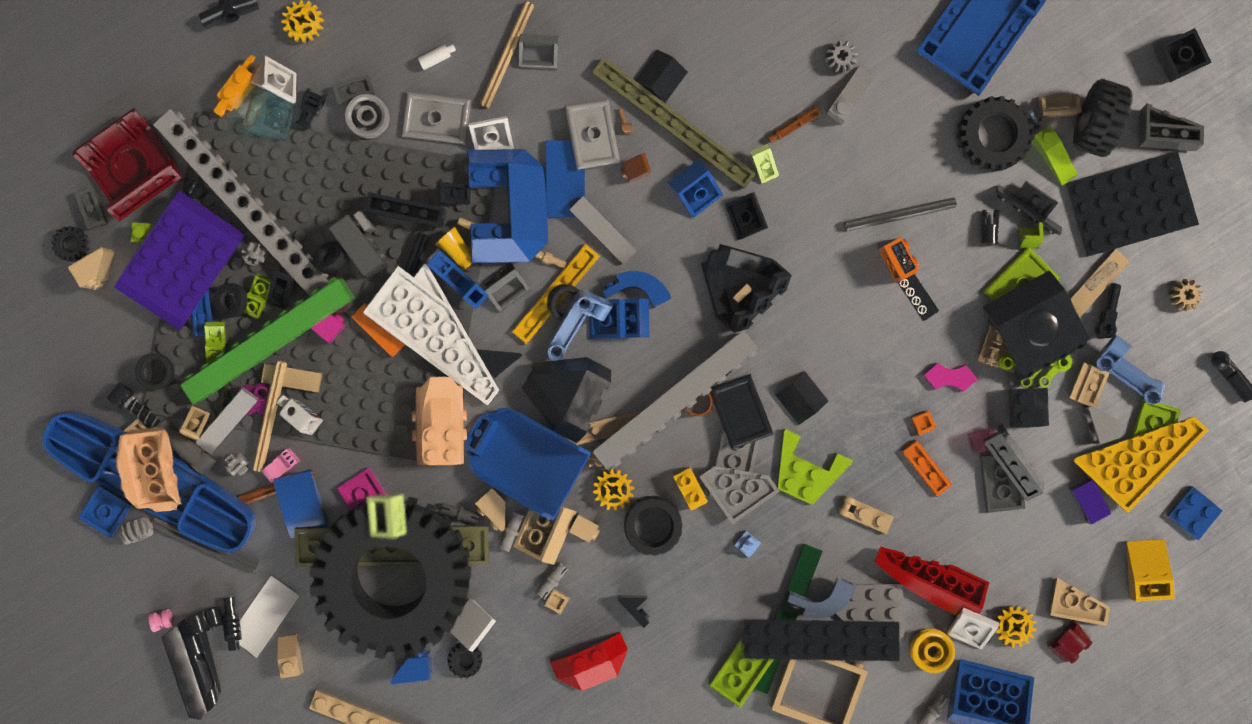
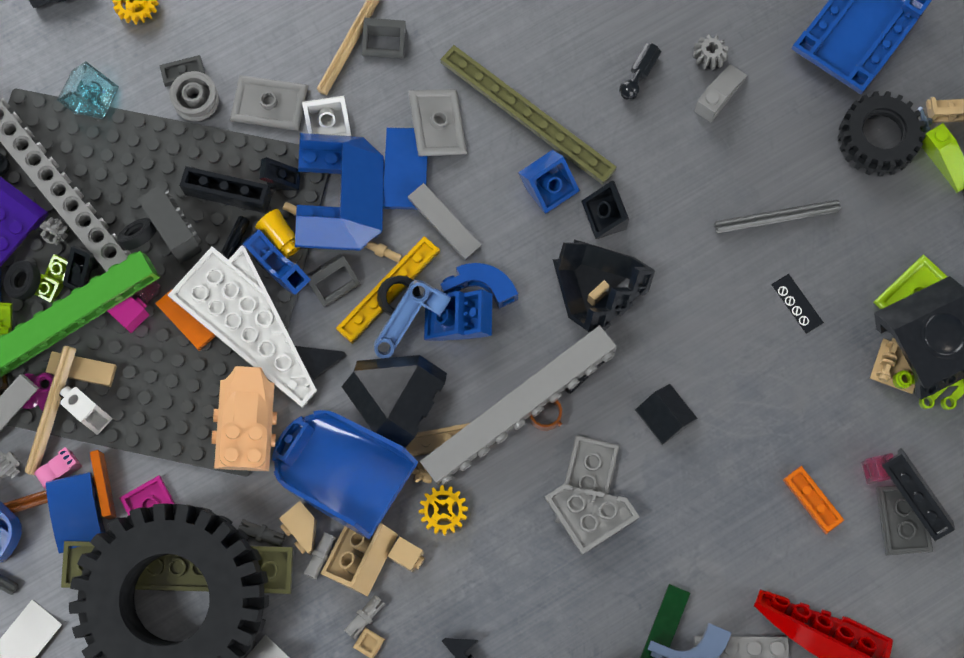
camera: 10 degrees right, 15 degrees down
(236, 88) = (59, 62): light orange hinge -> none
(276, 79) = (99, 54): white slope -> none
(310, 108) = (135, 86): black connector -> none
(321, 478) = (103, 485): none -> orange tile
(364, 222) = (179, 199): light grey tile -> none
(394, 515) = (176, 514): yellowish green tile -> none
(436, 56) = (274, 40): white cylinder -> none
(626, 127) = (475, 118): medium nougat hand -> none
(636, 168) = (484, 156): dark orange slope -> none
(649, 548) = (475, 527): black tyre -> none
(661, 75) = (517, 66): black slope -> none
(690, 488) = (533, 511): yellow brick -> none
(741, 411) = (595, 425): black piece -> none
(747, 544) = (600, 582): light blue tile -> none
(764, 163) = (625, 156): yellowish green slope -> none
(777, 76) = (643, 65): none -> black piece
(794, 124) = (658, 120): dark orange piece -> none
(802, 477) = (668, 506): lime wing -> none
(866, 515) = (742, 552): tan plate -> none
(899, 259) = (775, 261): orange slope -> none
(923, 422) = (808, 447): orange tile -> none
(941, 376) = (848, 397): dark pink tile -> none
(990, 231) = (879, 234): black hinge -> none
(1028, 407) = (931, 432): black slope -> none
(1031, 236) = (926, 244): lime panel -> none
(1033, 203) = (928, 206): black bracket -> none

